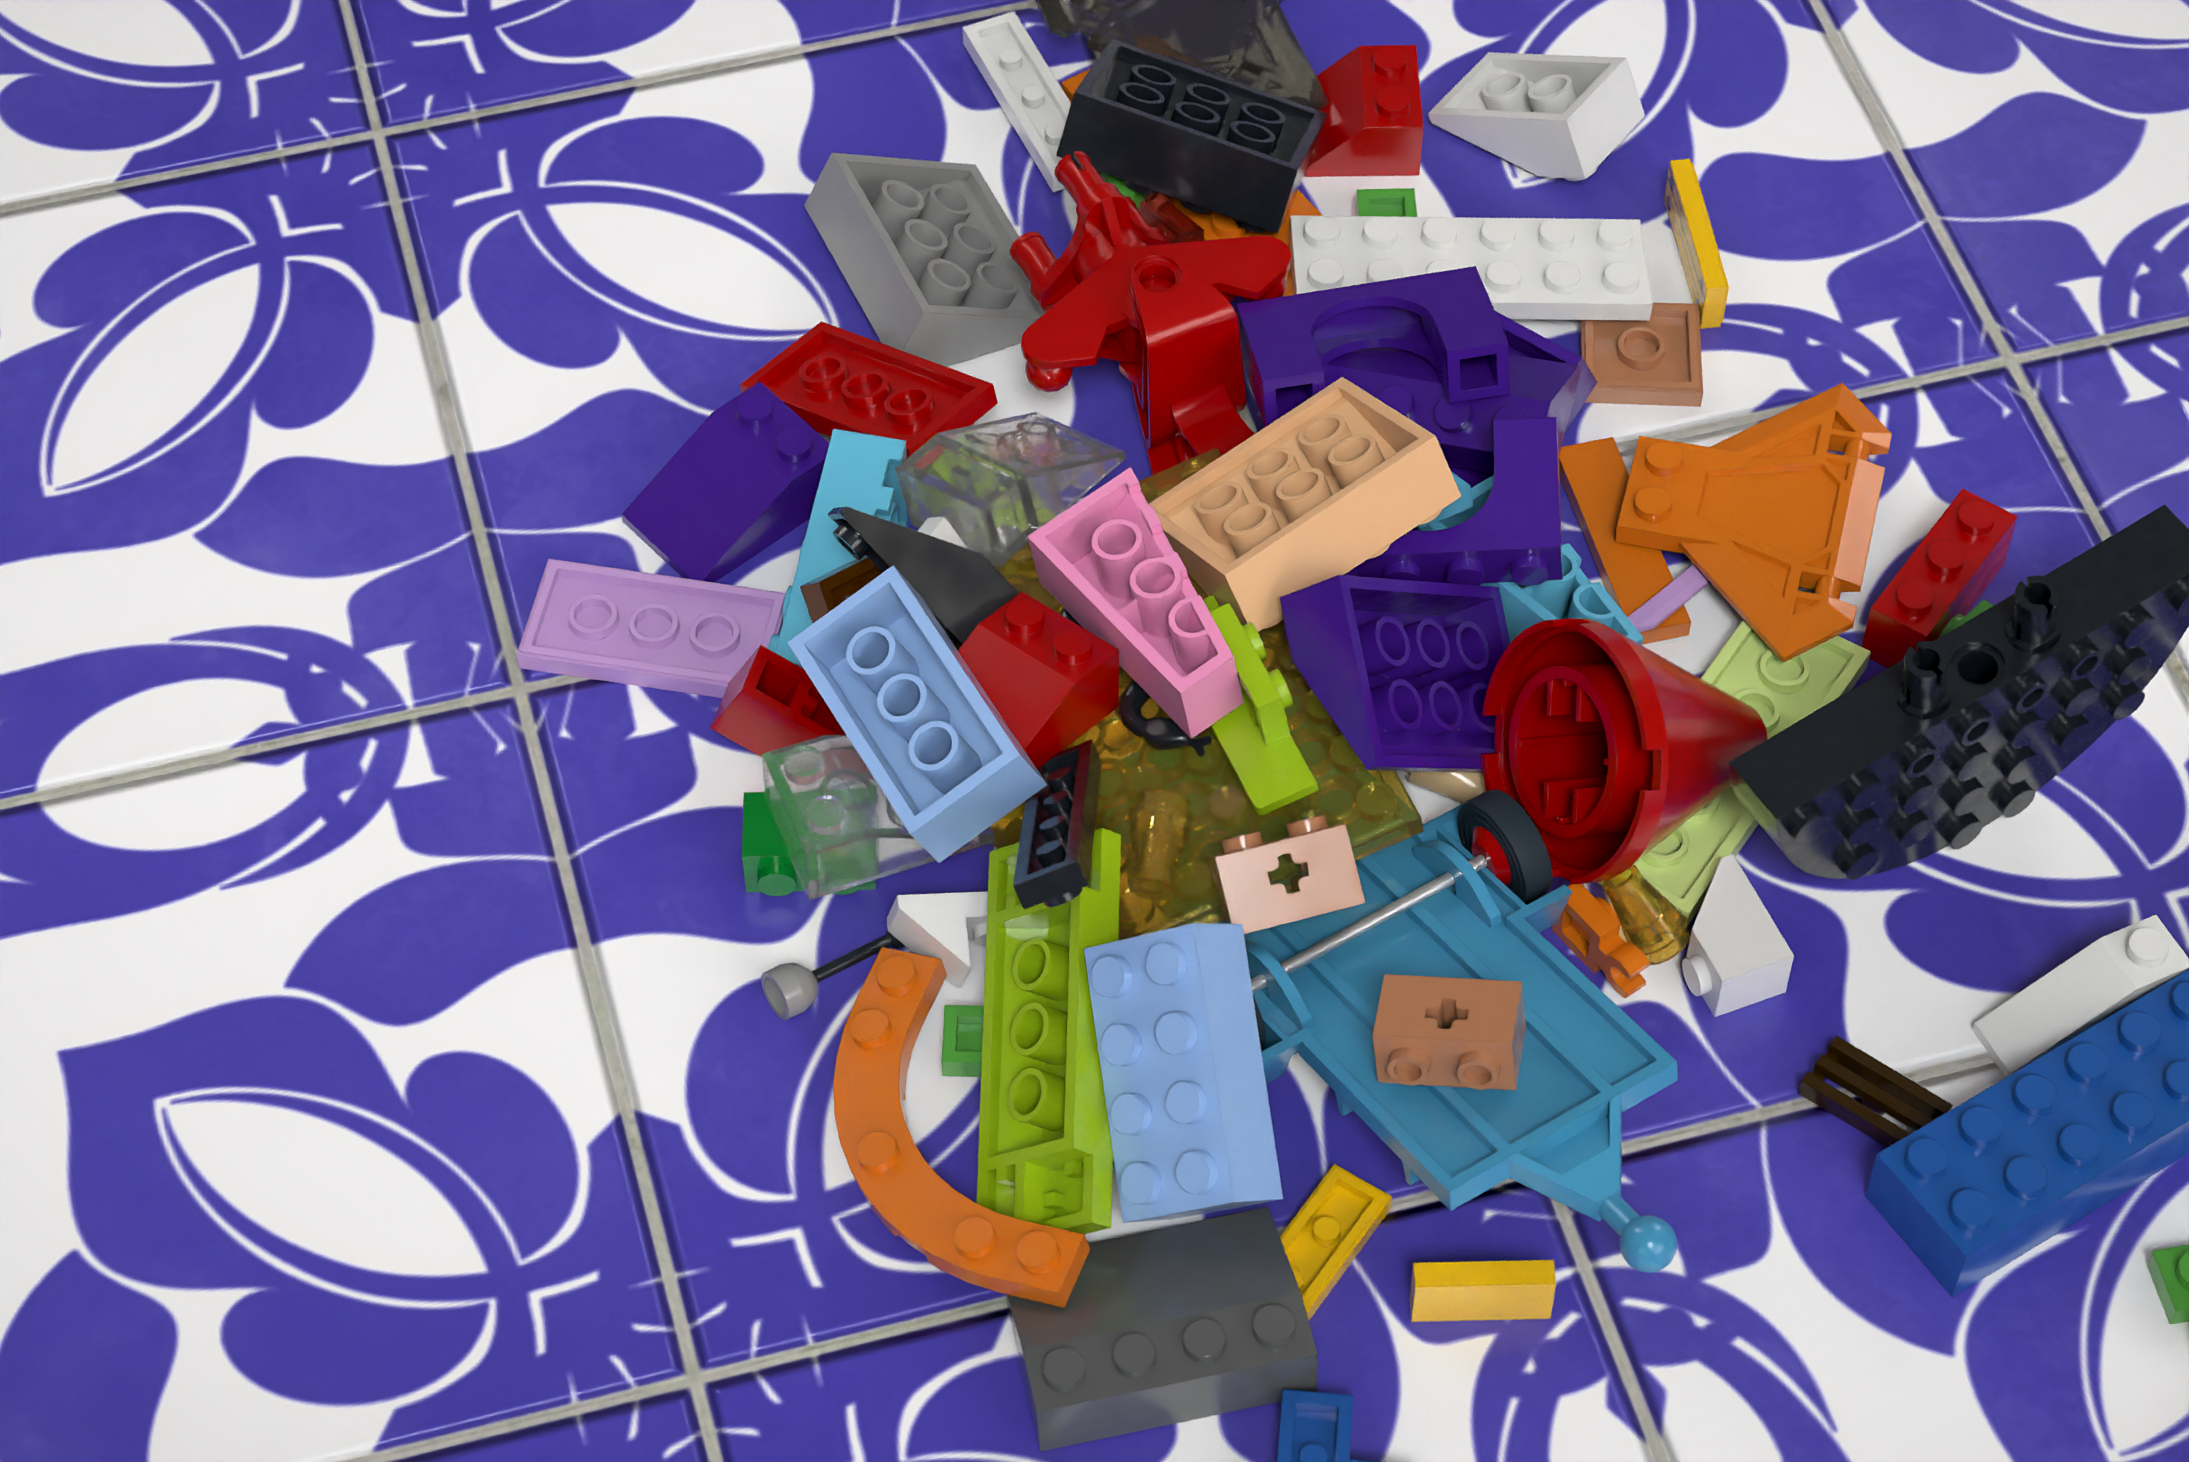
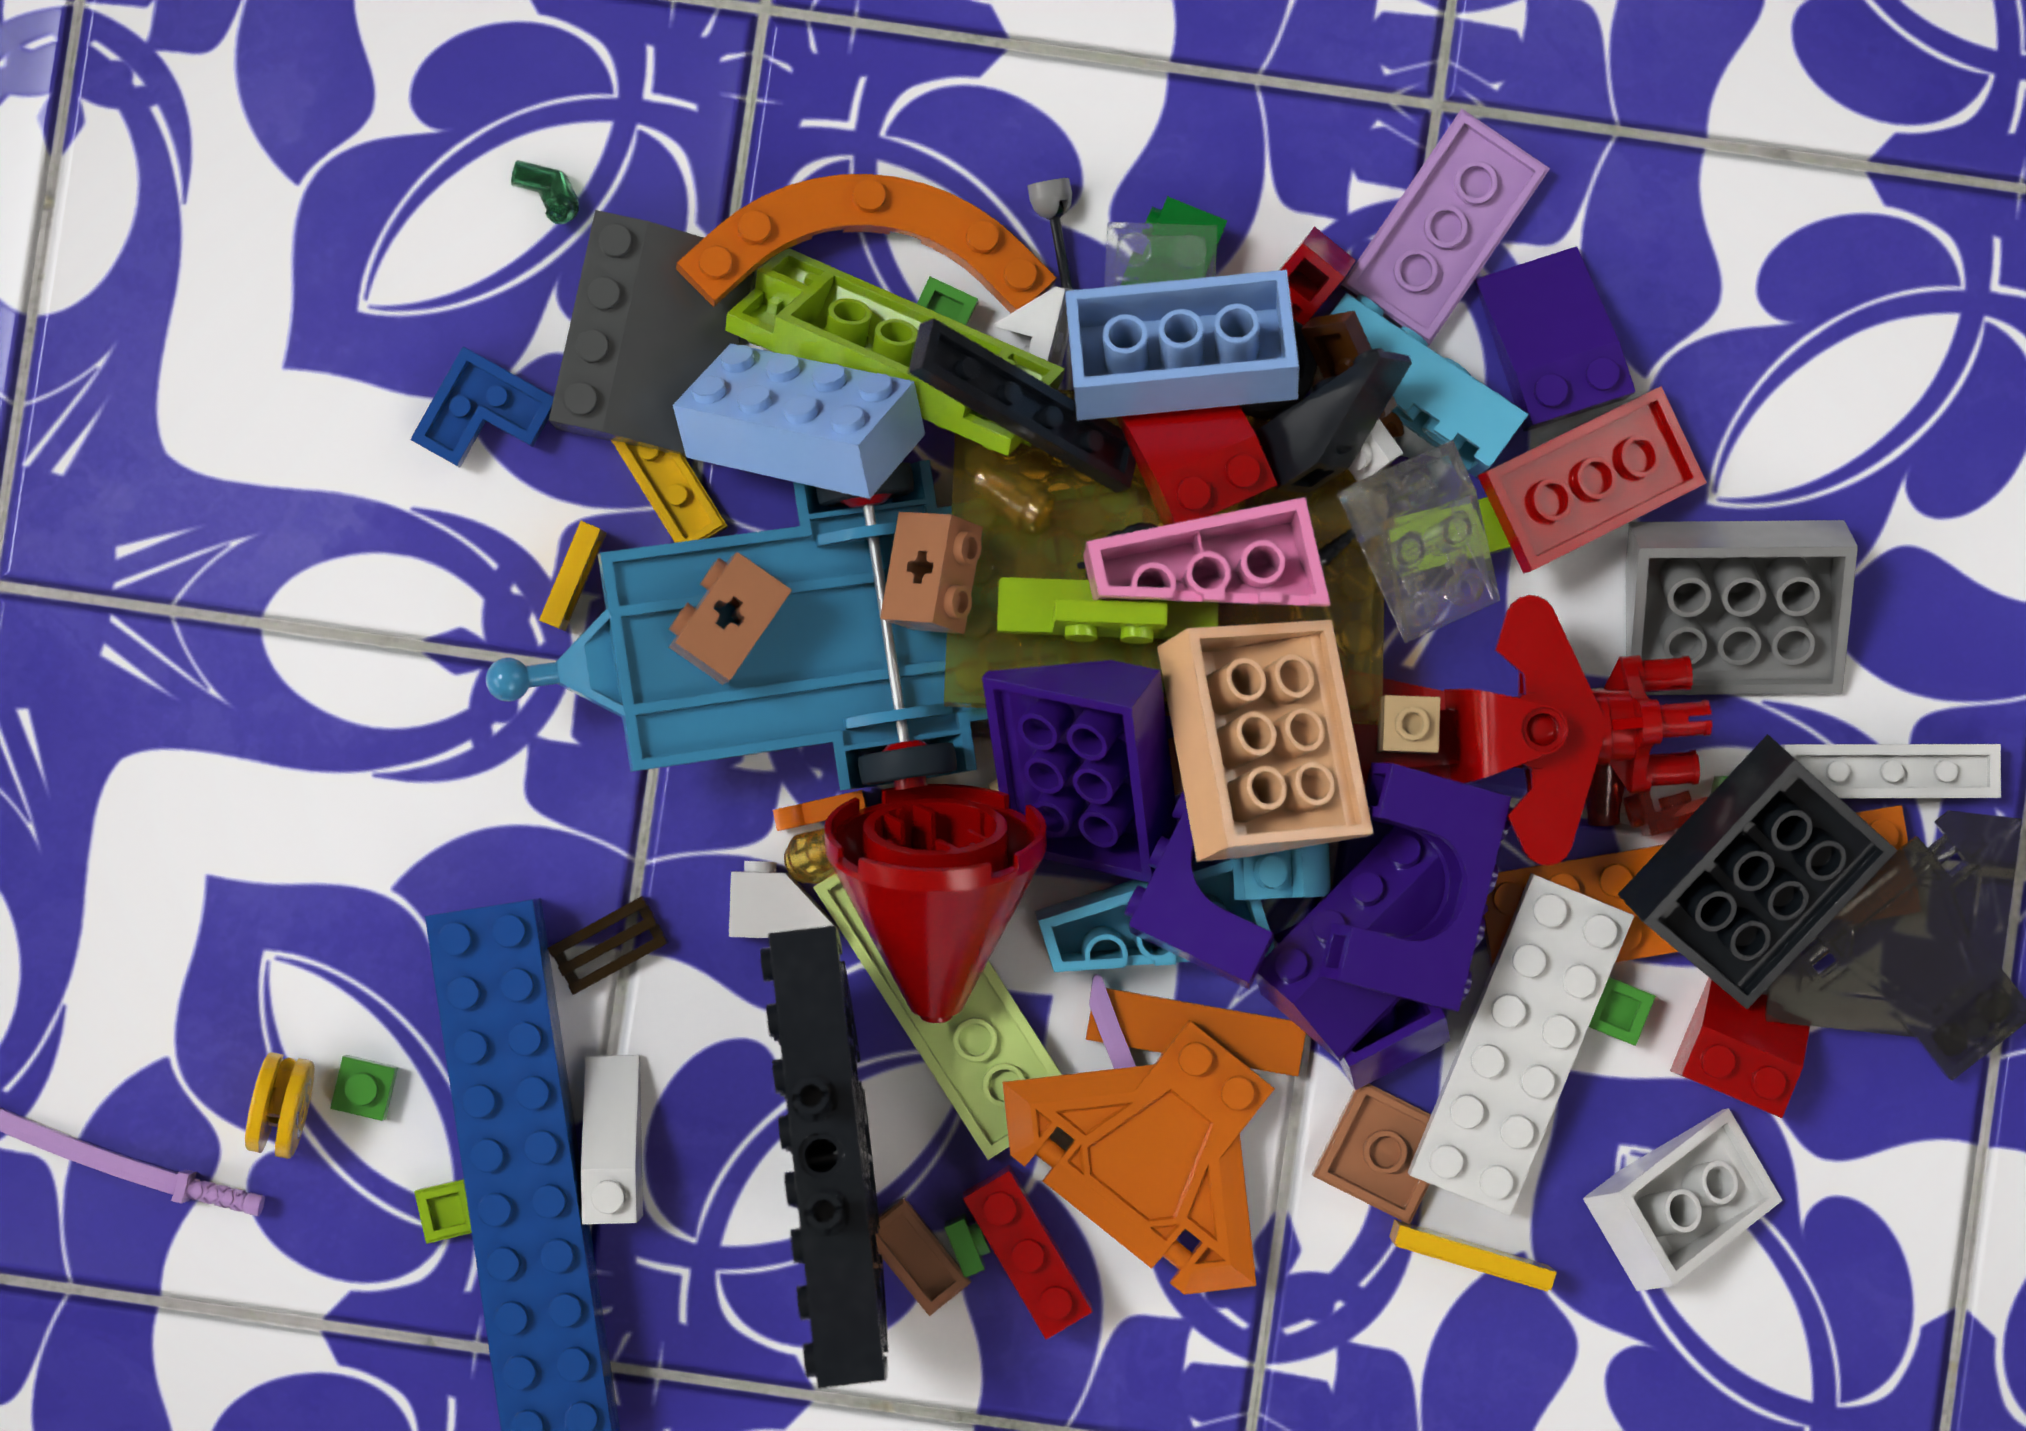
camera: 115 degrees right, 35 degrees up
(1207, 415) = (1409, 725): none -> tan brick

